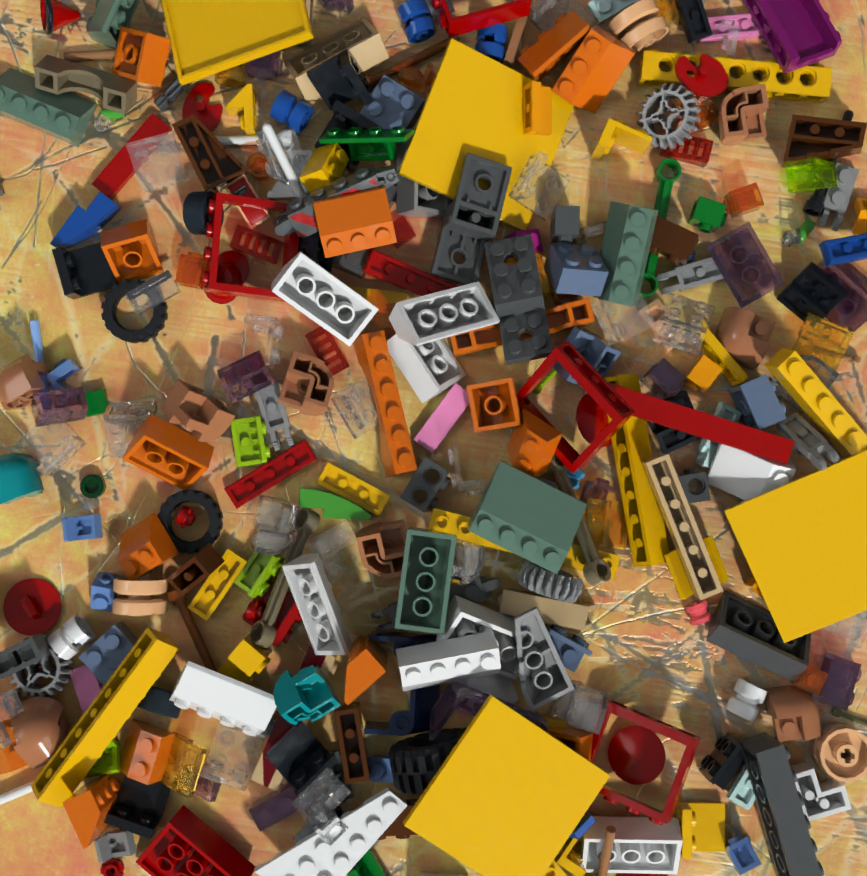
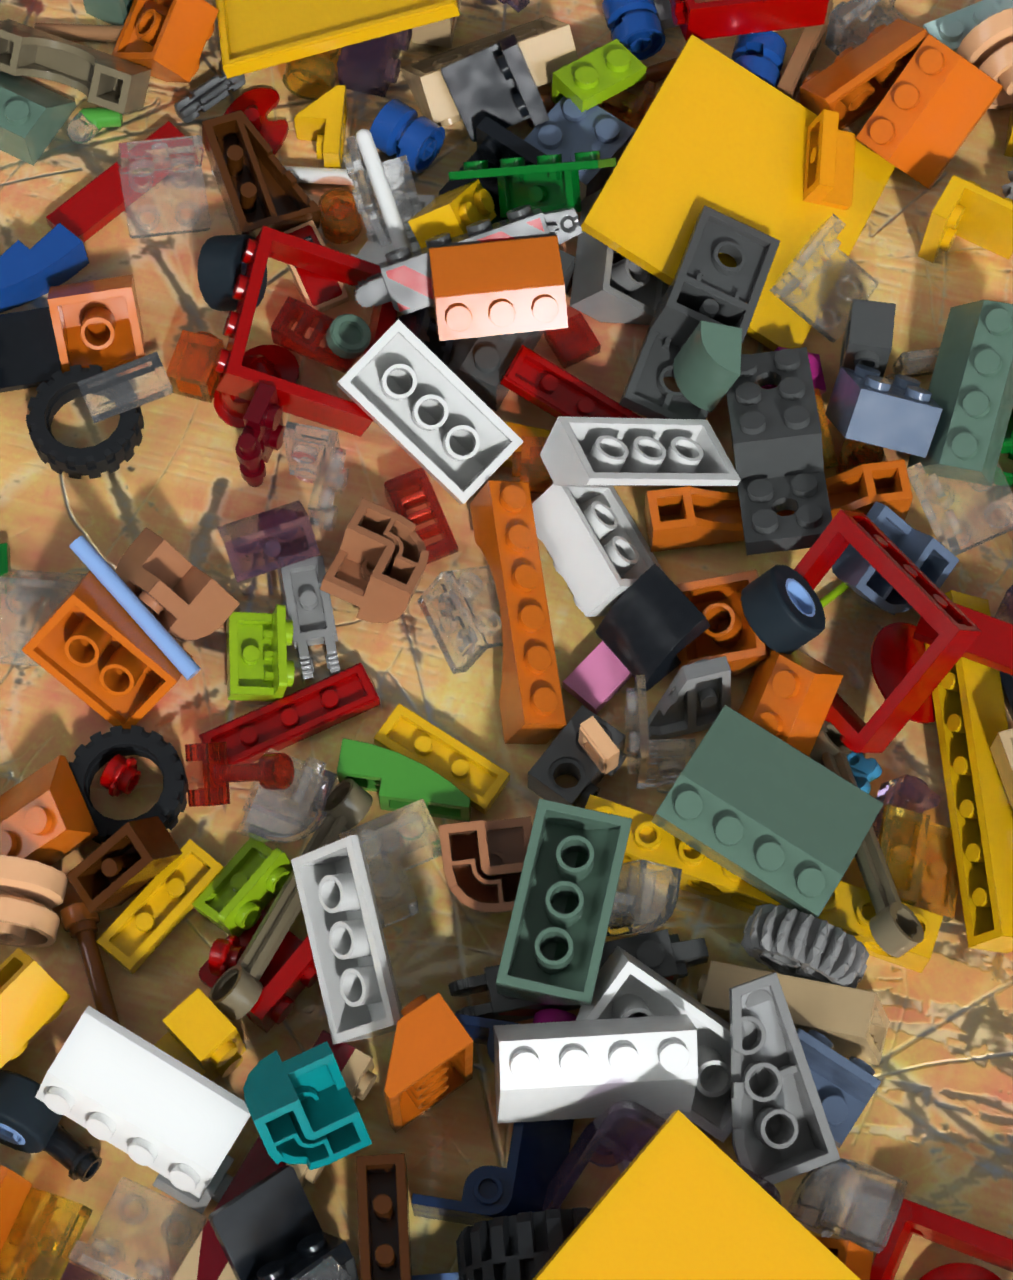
camera: 10 degrees right, 20 degrees down
(178, 430) = (134, 607): none -> light blue bar
(193, 718) = (73, 1155): none -> black pin
(232, 312) = (260, 435): none -> dark red plate
(266, 515) = (272, 771): none -> clear red bar
(274, 251) = (348, 336): none -> sand green tile
(399, 65) = (597, 76): none -> lime bracket
(435, 483) = (598, 745): none -> light nougat tile
(458, 410) = (651, 626): none -> black slope
(478, 252) = (708, 363): none -> sand green brick
(482, 447) = (692, 699): none -> light grey wing
(528, 403) = (783, 609): none -> black wheel

